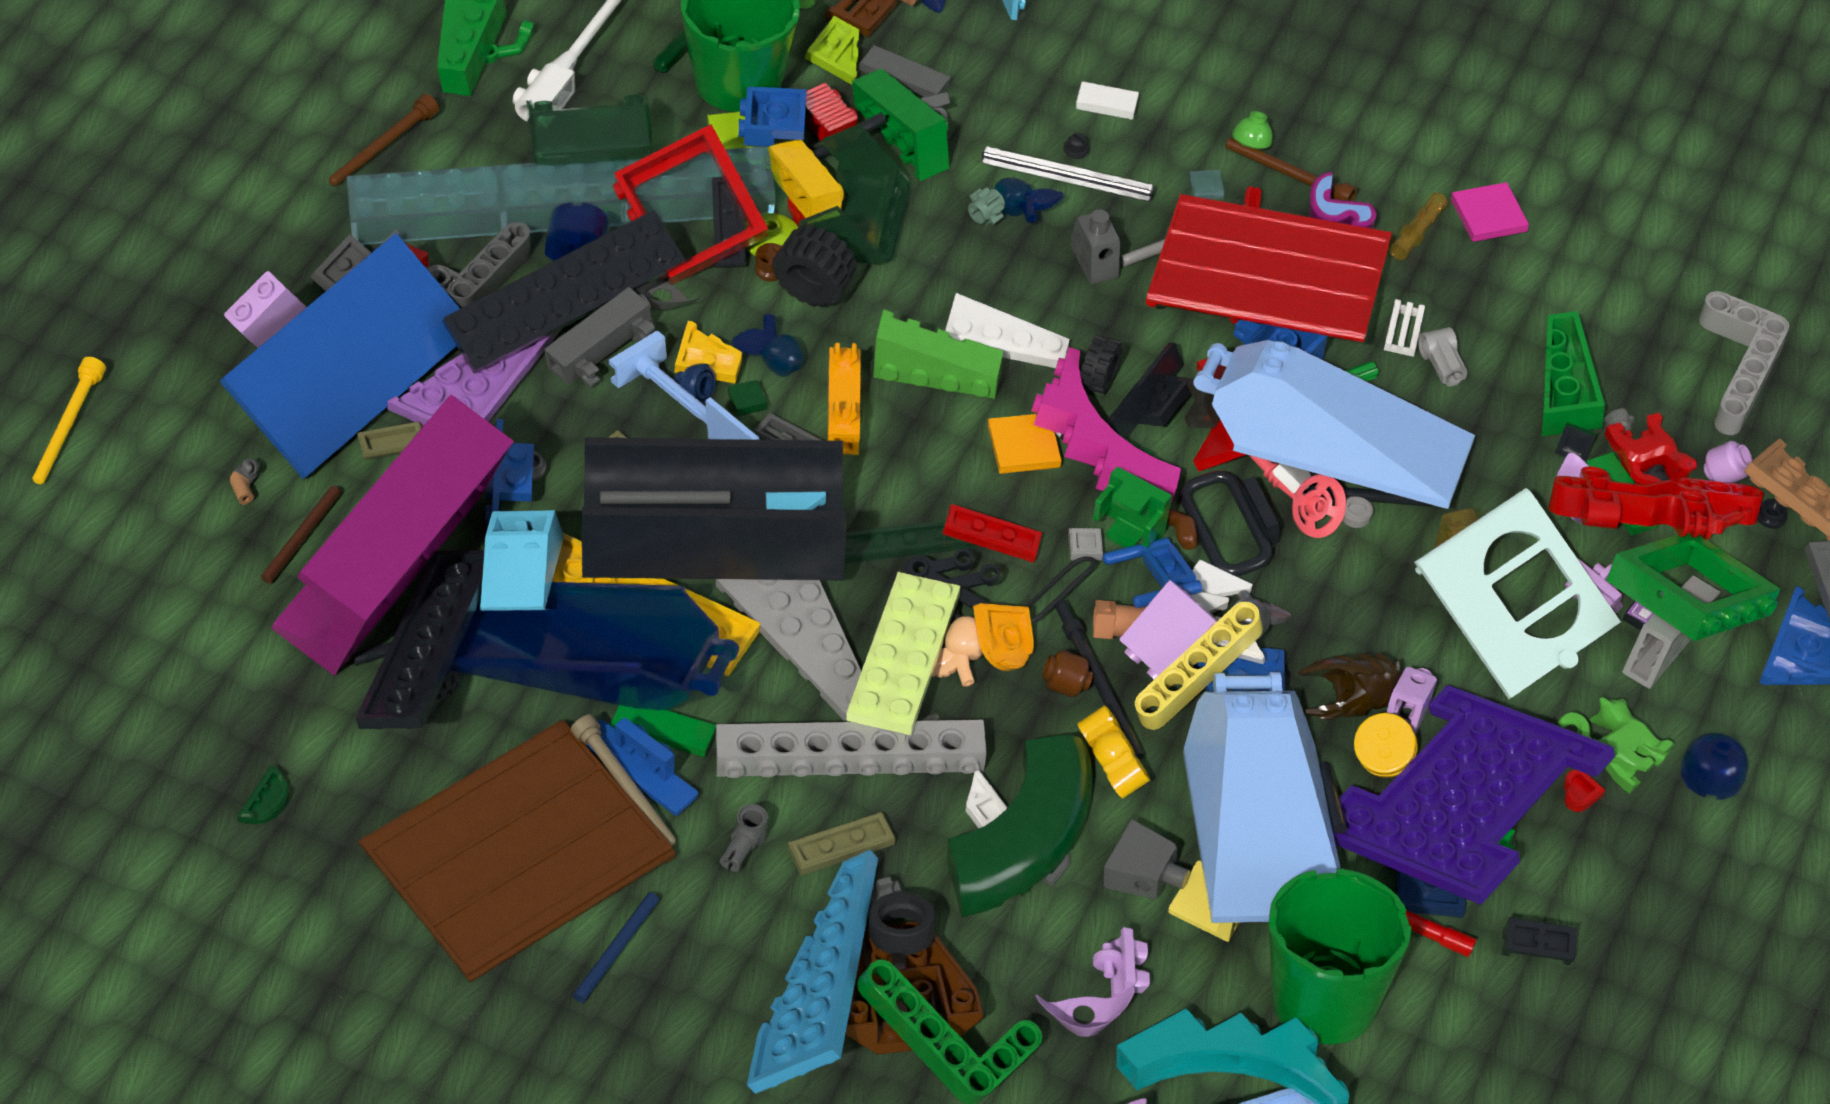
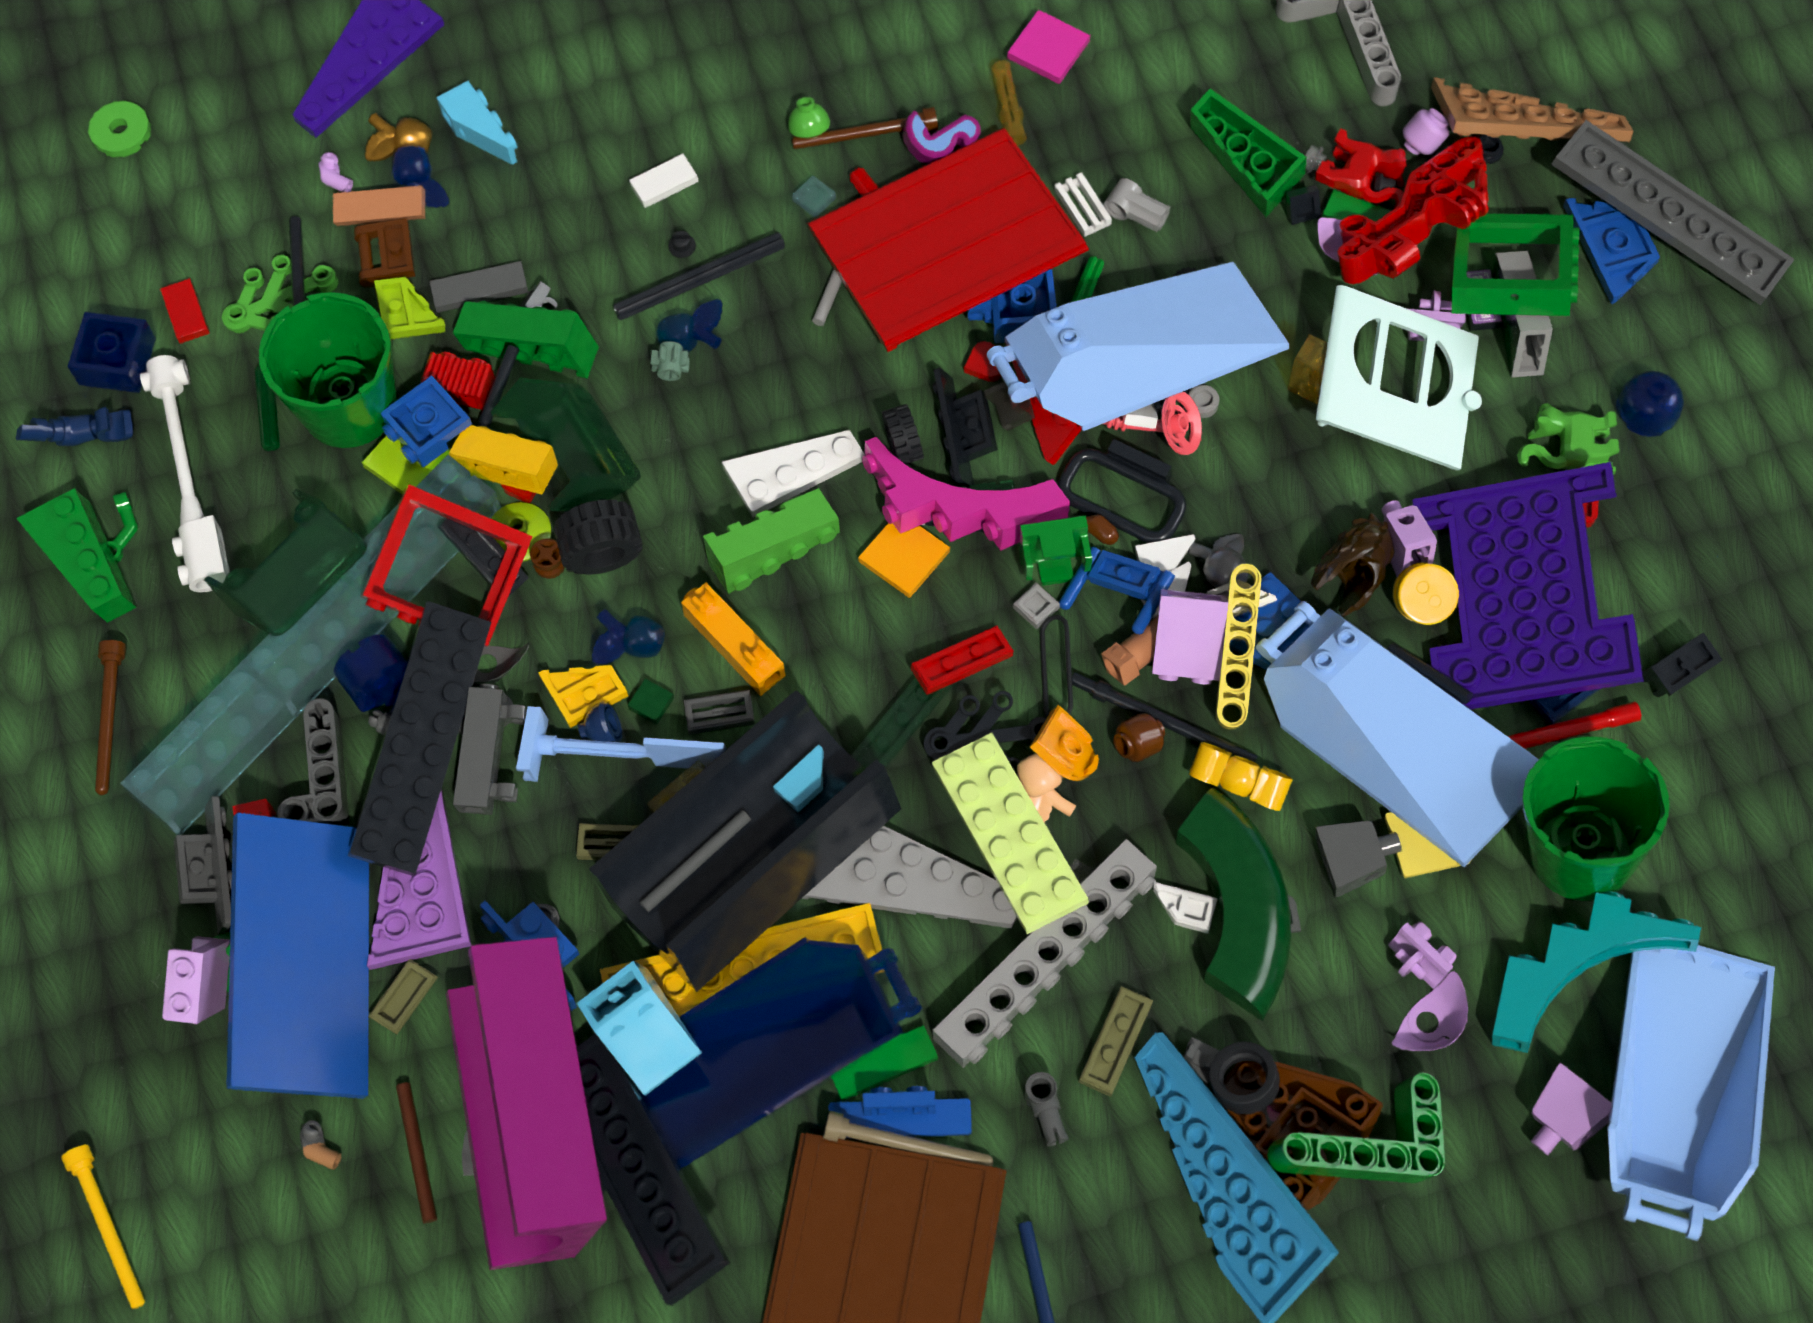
camera: 35 degrees left, 15 degrees up
(1093, 237) = (793, 328): dark grey torso -> none

